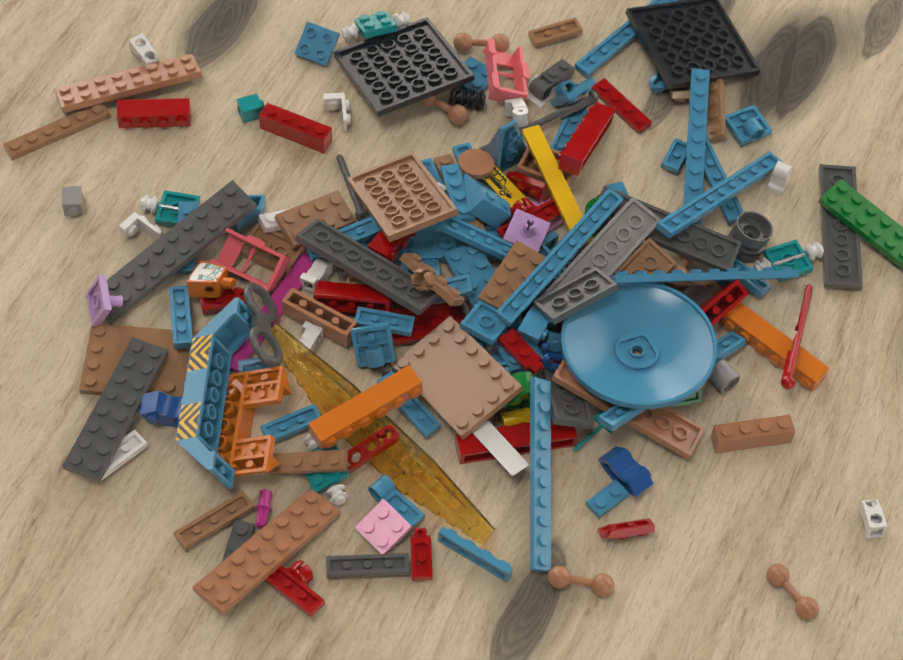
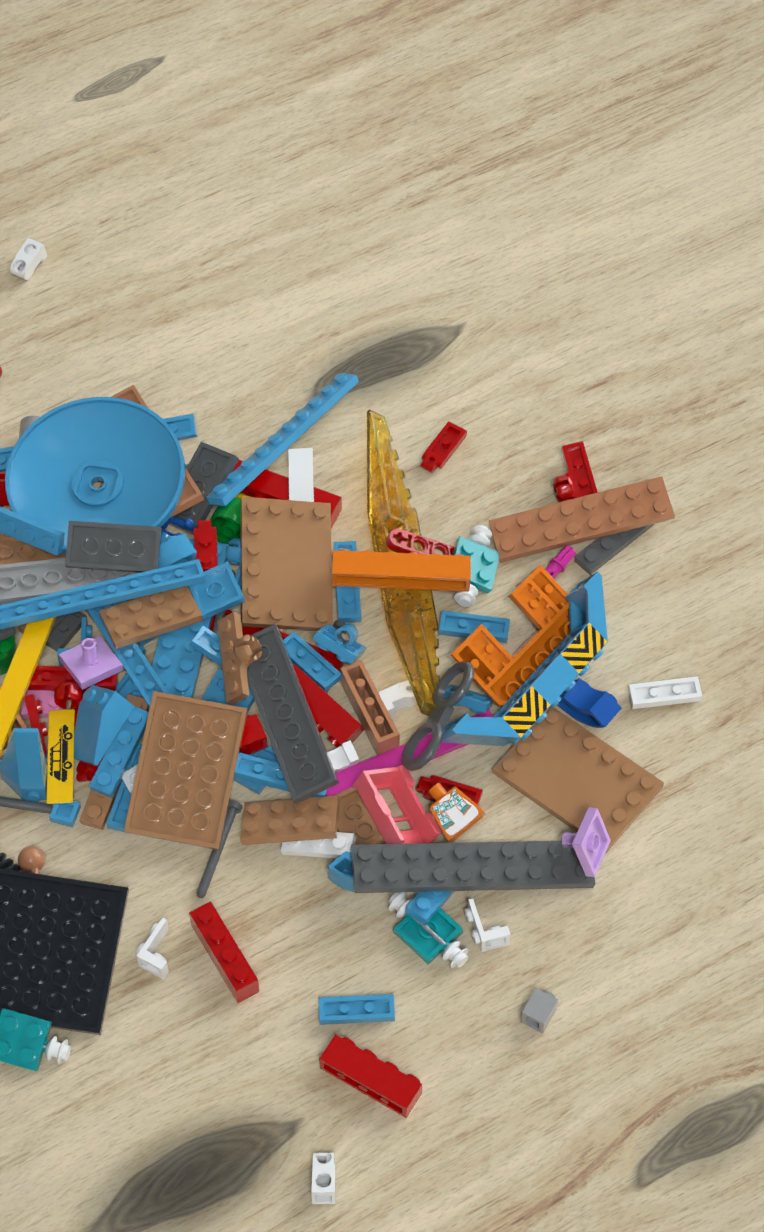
camera: 140 degrees left, 0 degrees up
(56, 130) = (498, 1129): medium nougat plate -> none
(115, 410) = (638, 732): dark grey plate -> none
(128, 83) = (373, 1139): nougat plate -> none
(180, 317) = (510, 794): dark azure plate -> none
(190, 144) = (356, 1009): none -> dark azure plate
(214, 520) = (615, 578): medium nougat plate -> none
(249, 107) = (254, 1013): teal brick -> none
(310, 462) = (486, 568): medium nougat plate -> none
(317, 44) = (111, 1053): dark azure plate -> none
(367, 565) = (498, 465): dark grey plate -> none
(383, 527) = (459, 485): bright pink plate -> none
(385, 488) = (430, 499): dark azure plate -> none
(476, 163) = (69, 777): nougat tile -> none
(476, 555) = (397, 424): dark azure plate -> none
(601, 584) = (336, 362): nougat piece -> none
(607, 499) = (236, 403): dark azure plate -> none
(625, 529) = (244, 366): red hinge -> none
(629, 473) = (202, 404): blue brick -> none
(752, 433) = (58, 374): nougat brick -> none
(805, 607) = (153, 263): nougat piece -> none

